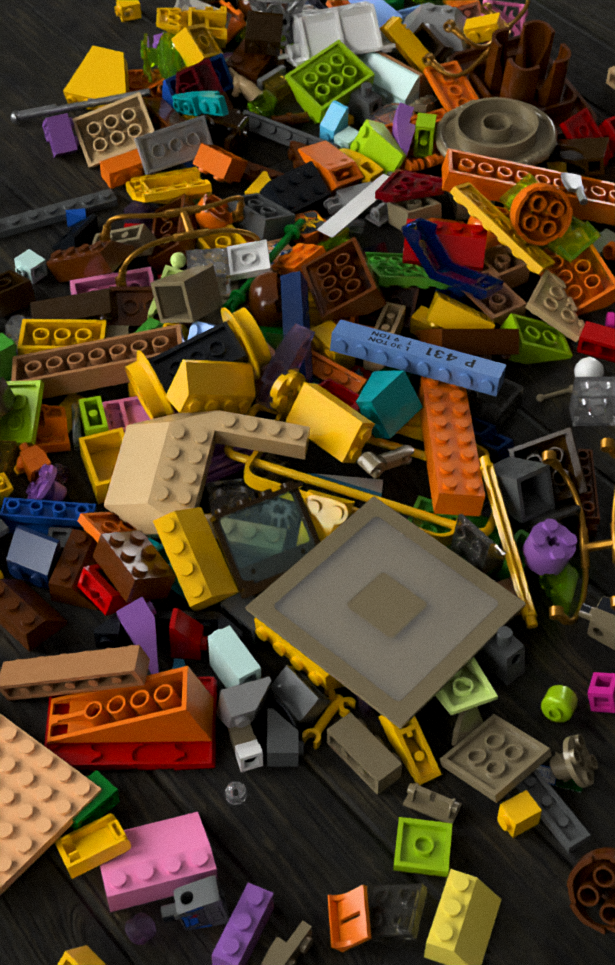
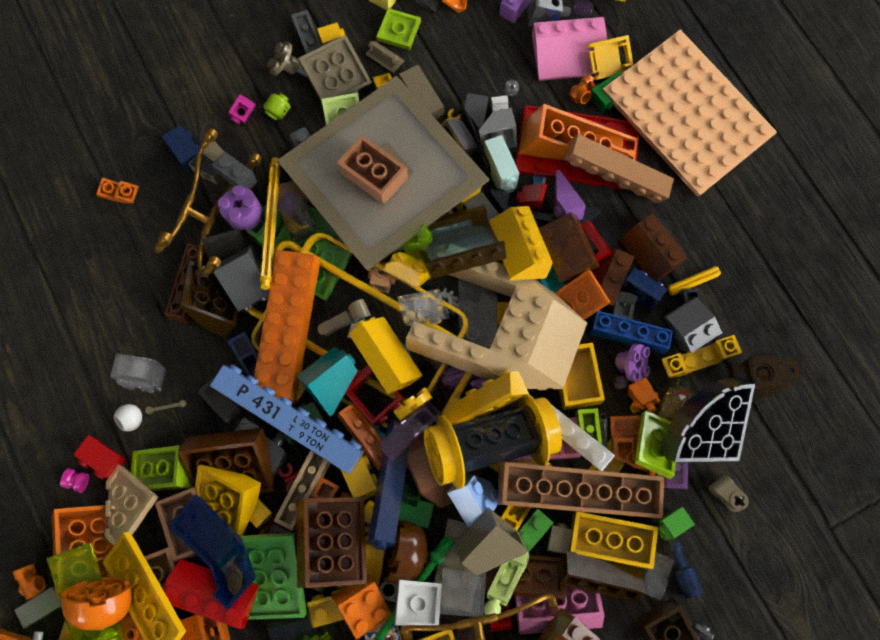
camera: 170 degrees left, 25 degrees up
(105, 399) = (583, 442): none -> white plate
(133, 793) = (582, 91): none -> orange plate
(299, 464) = (422, 307): none -> clear slope
(316, 532) = (420, 241): none -> clear neon green bracket
(396, 583) = (372, 169): none -> nougat brick
(574, 590) = (234, 171): none -> dark grey brick

